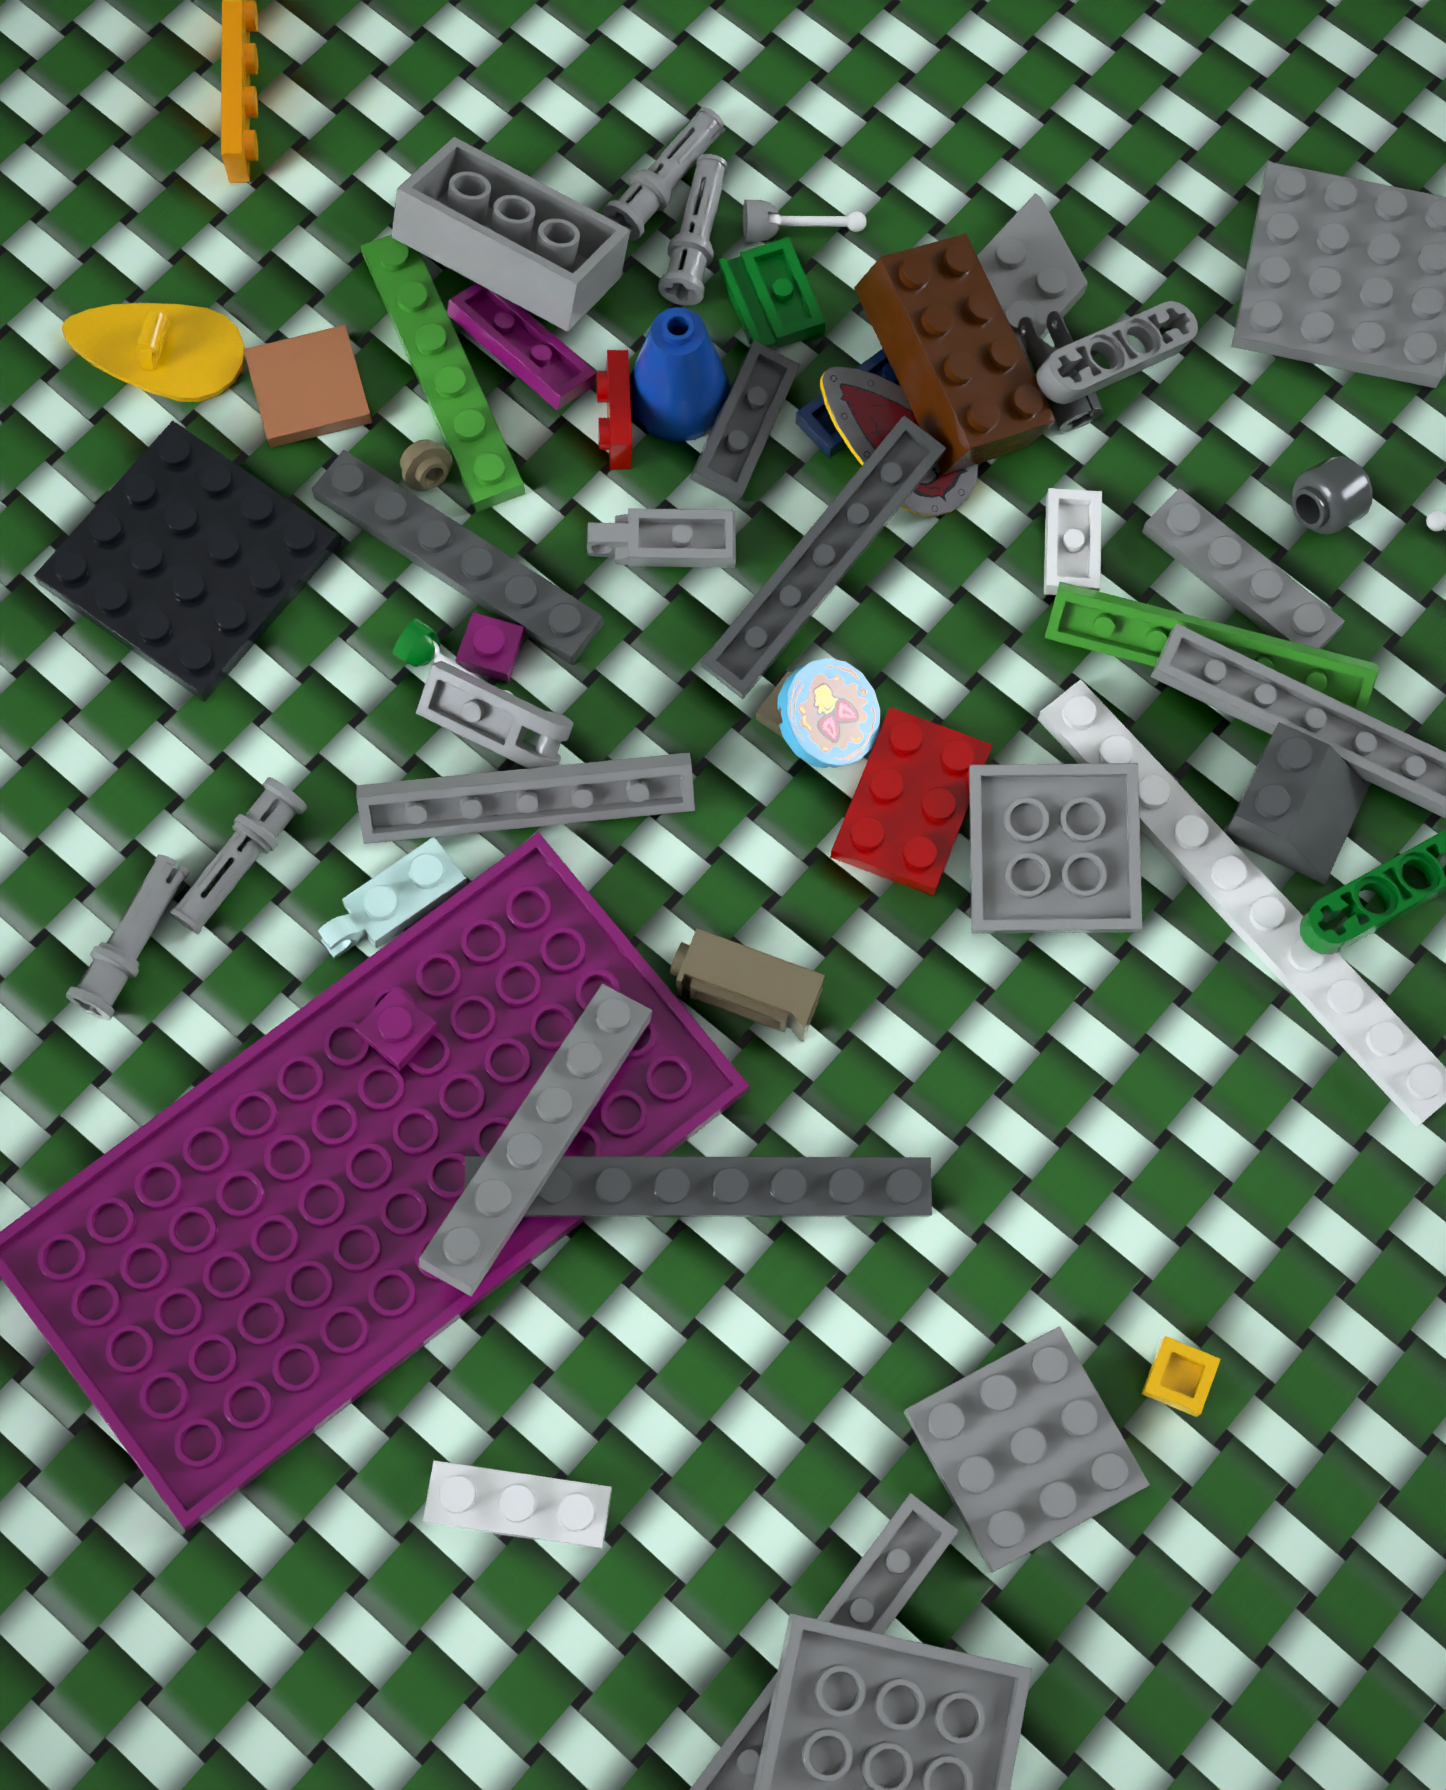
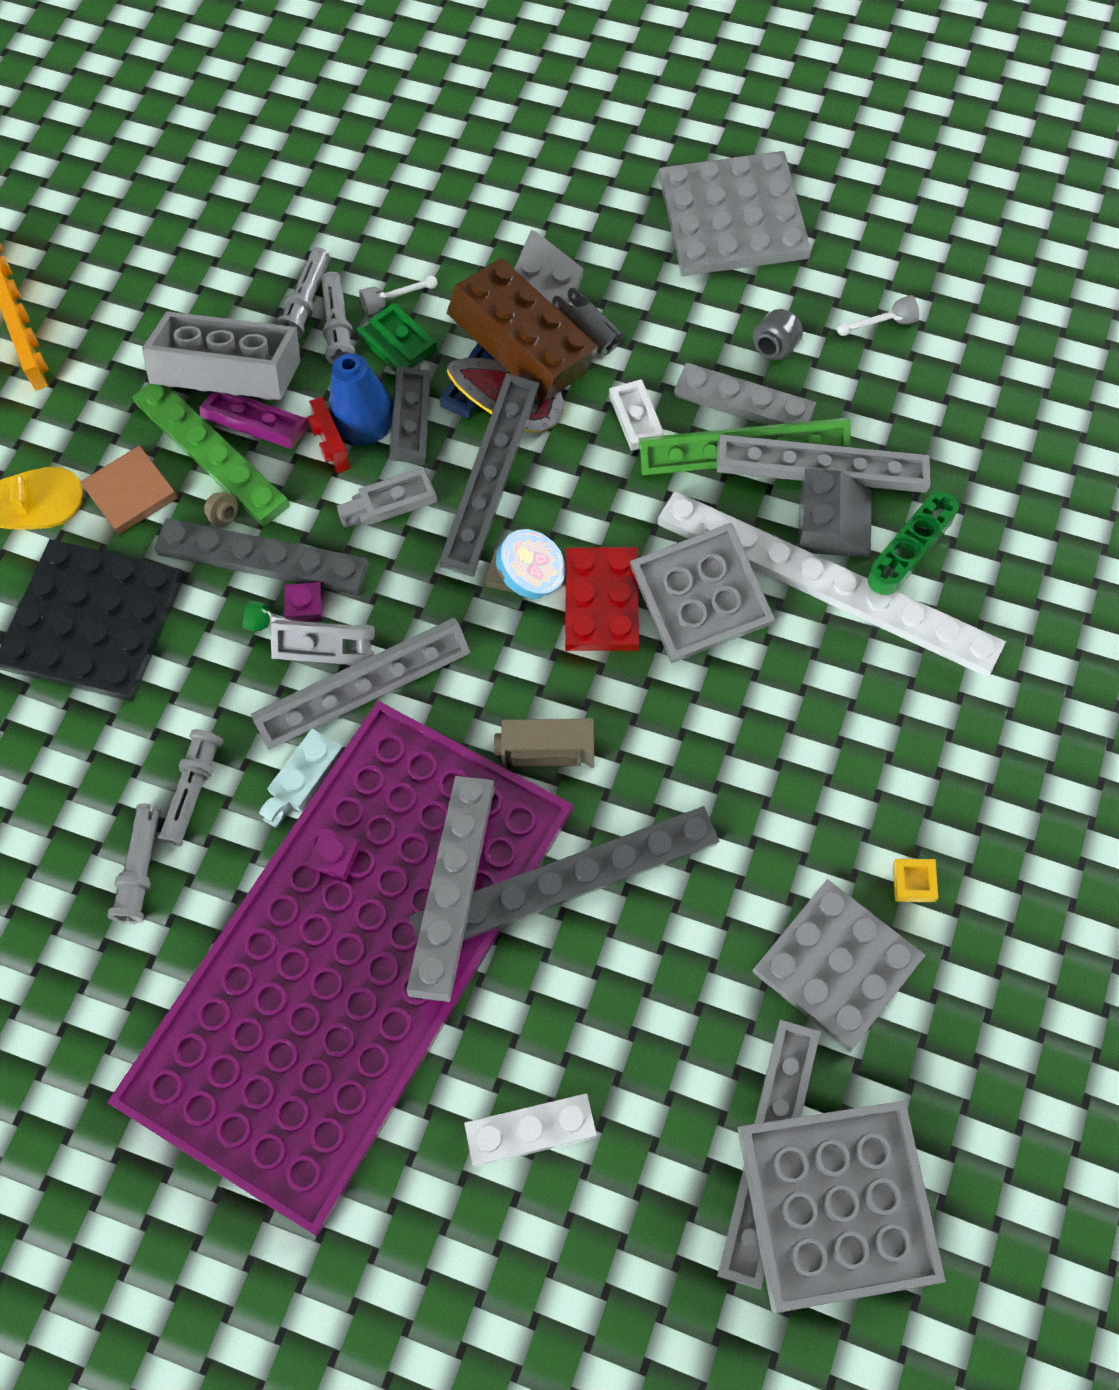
camera: 15 degrees left, 5 degrees down
(1116, 349) = (622, 299): light grey beam -> none

